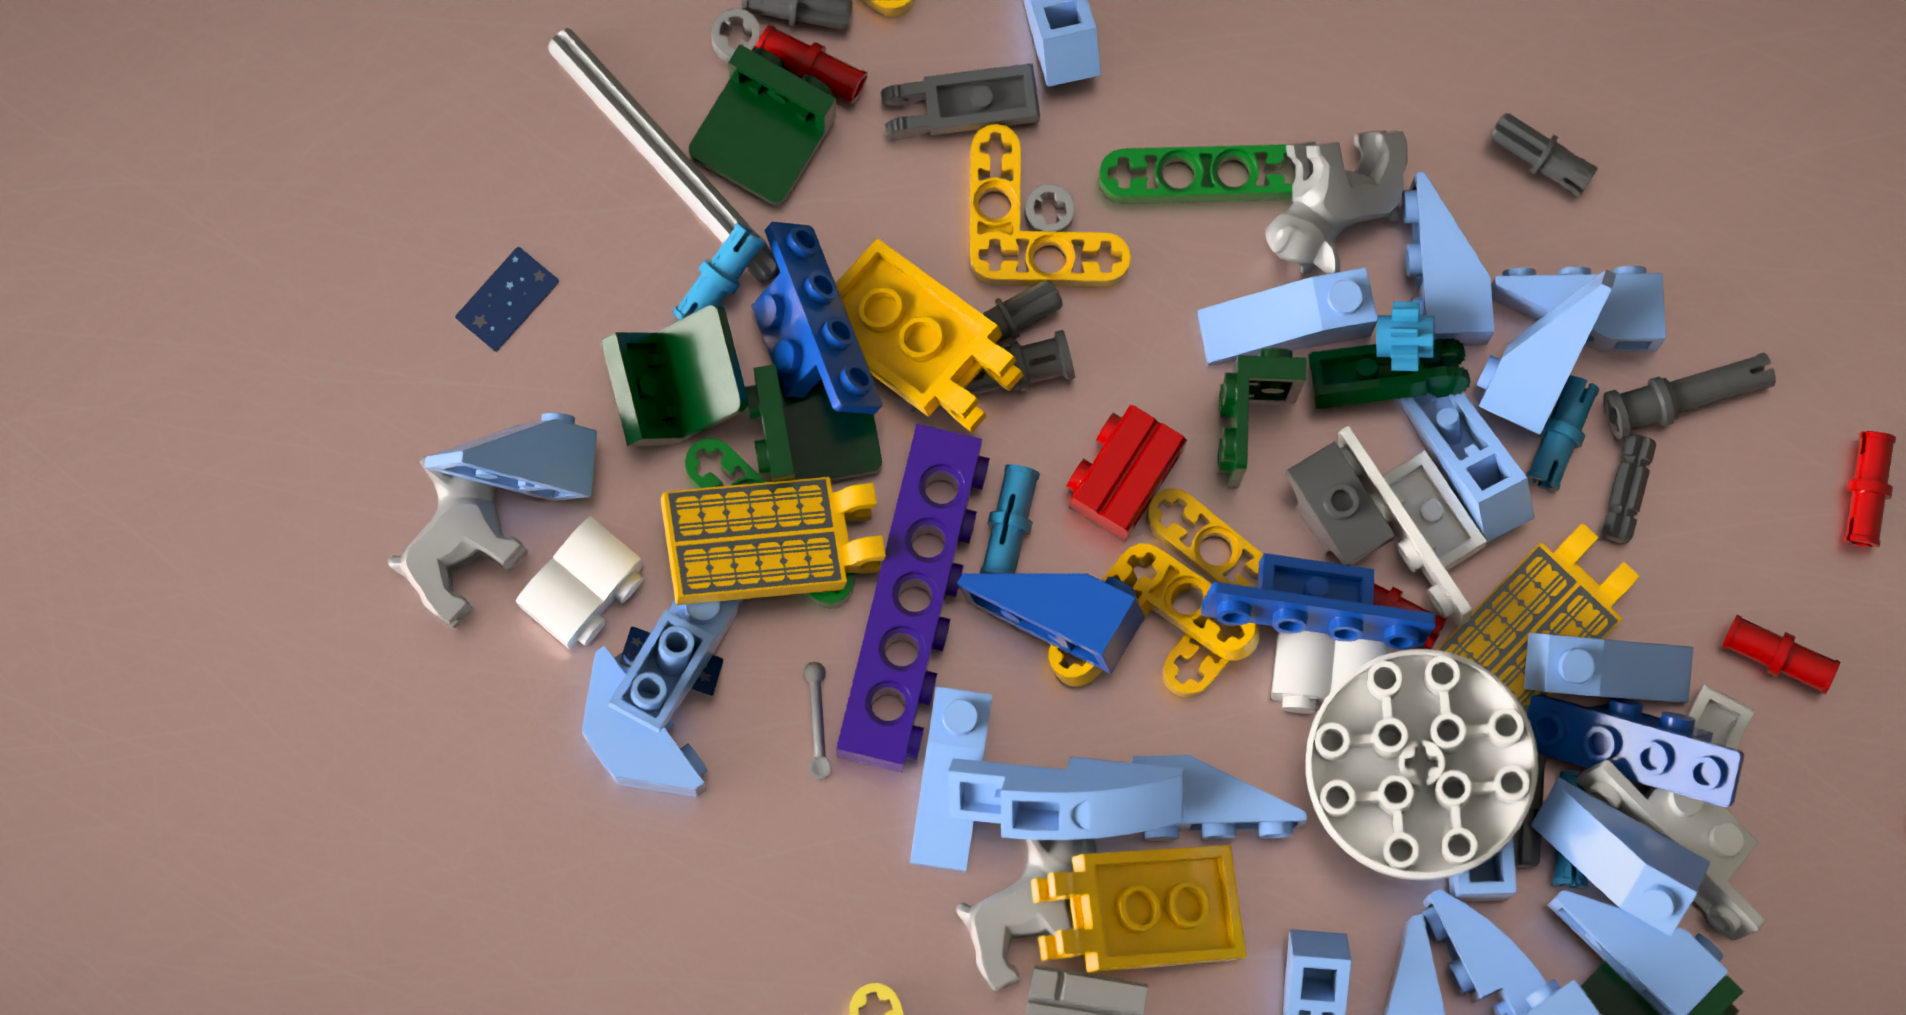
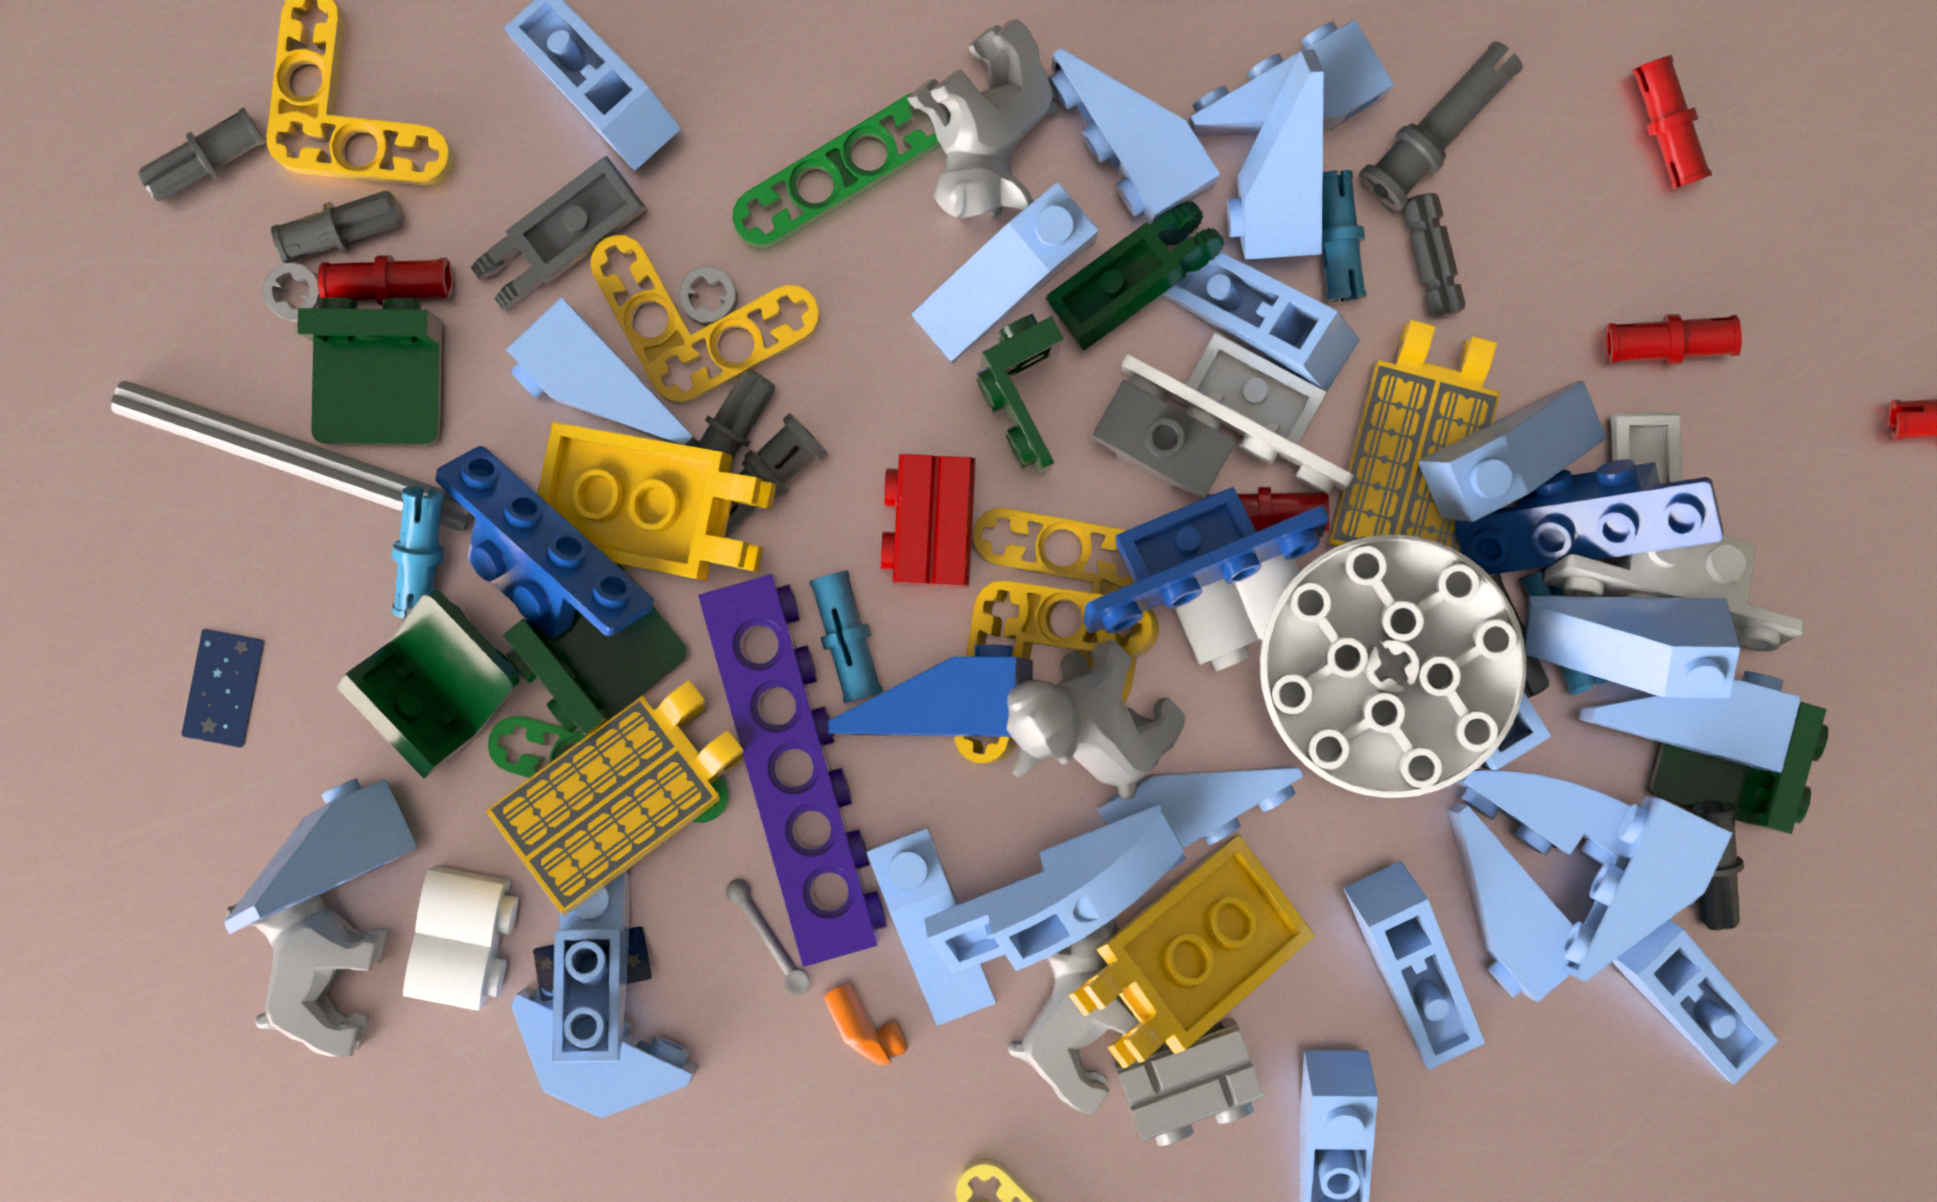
camera: 20 degrees left, 10 degrees up
(847, 829) = (859, 1032): none -> orange arm
(924, 217) = (583, 372): none -> light blue slope
(1165, 681) = (1090, 721): none -> light grey animal
(1405, 336) = (1135, 231): dark azure gear -> none

